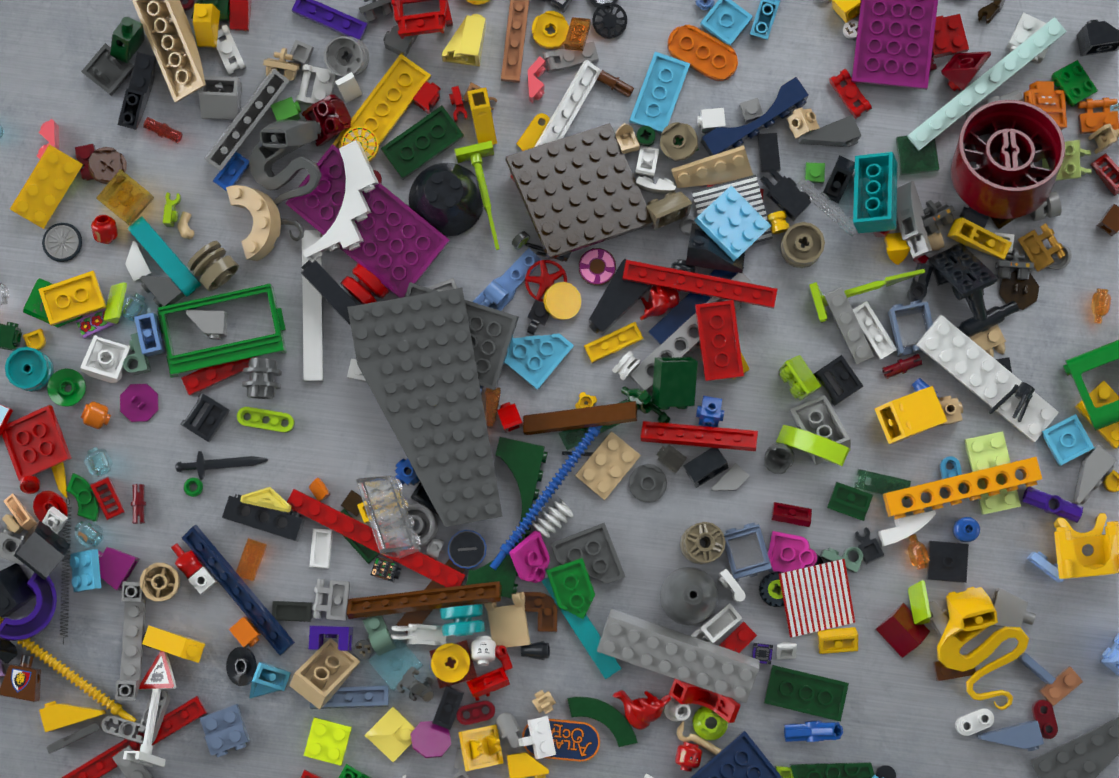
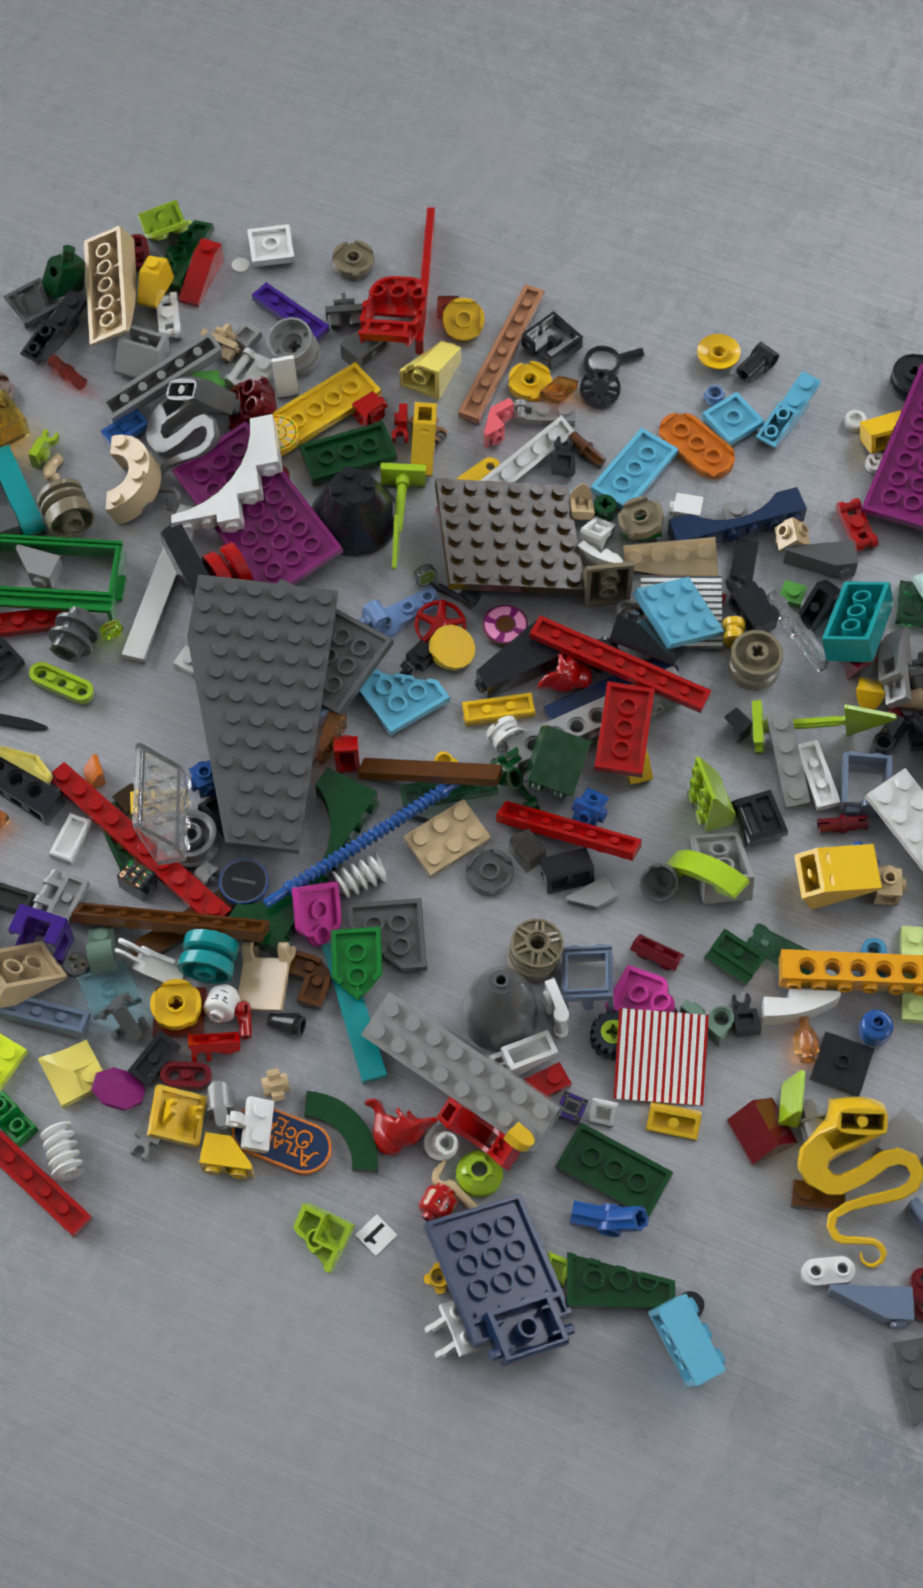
camera: 15 degrees right, 20 degrees down
(287, 362) = (111, 629): none -> clear neon green tile
(600, 101) = (562, 460): none -> black plate
(737, 700) = (519, 1138): none -> yellow tile
(803, 304) = (741, 724): none -> black slope

